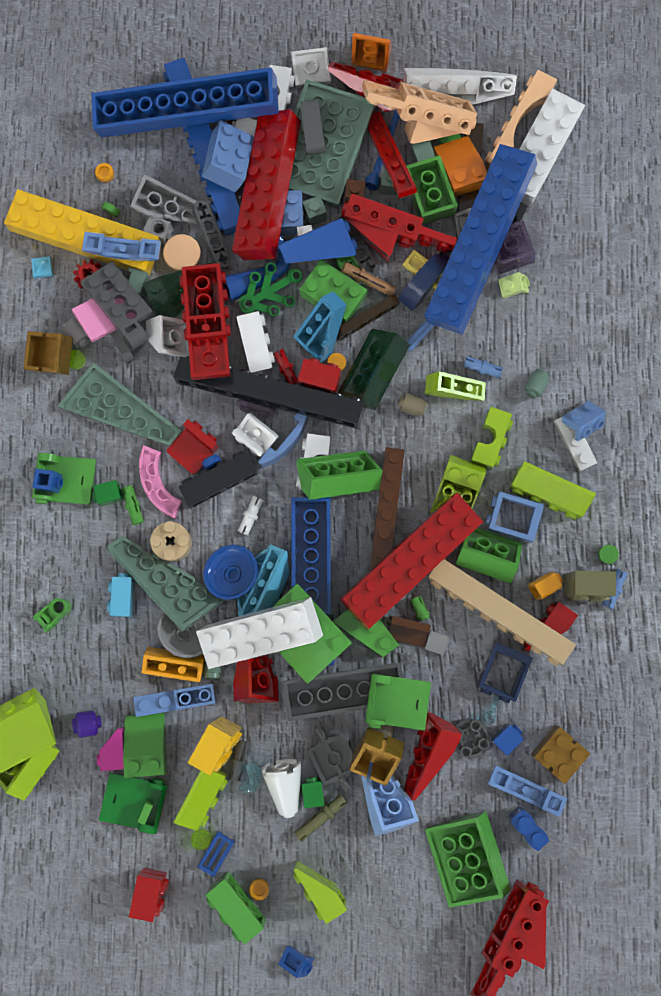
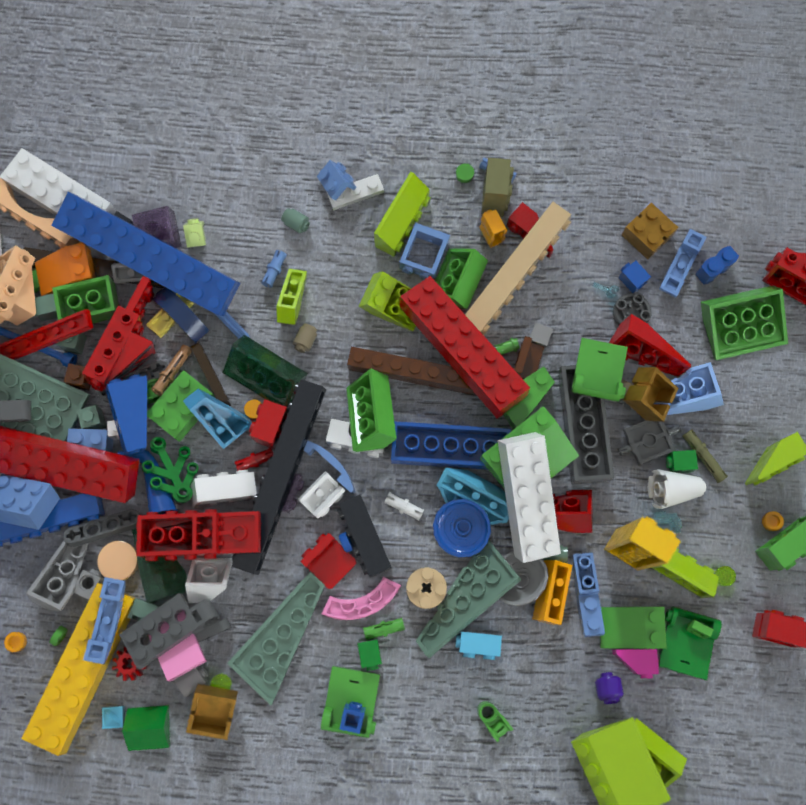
camera: 85 degrees left, 5 degrees down
(34, 298) = (147, 728): none -> green slope
(224, 839) = (728, 546): blue tile -> none
(497, 423) = (333, 258): lime arch -> none
(523, 658) = (577, 260): dark blue window -> none

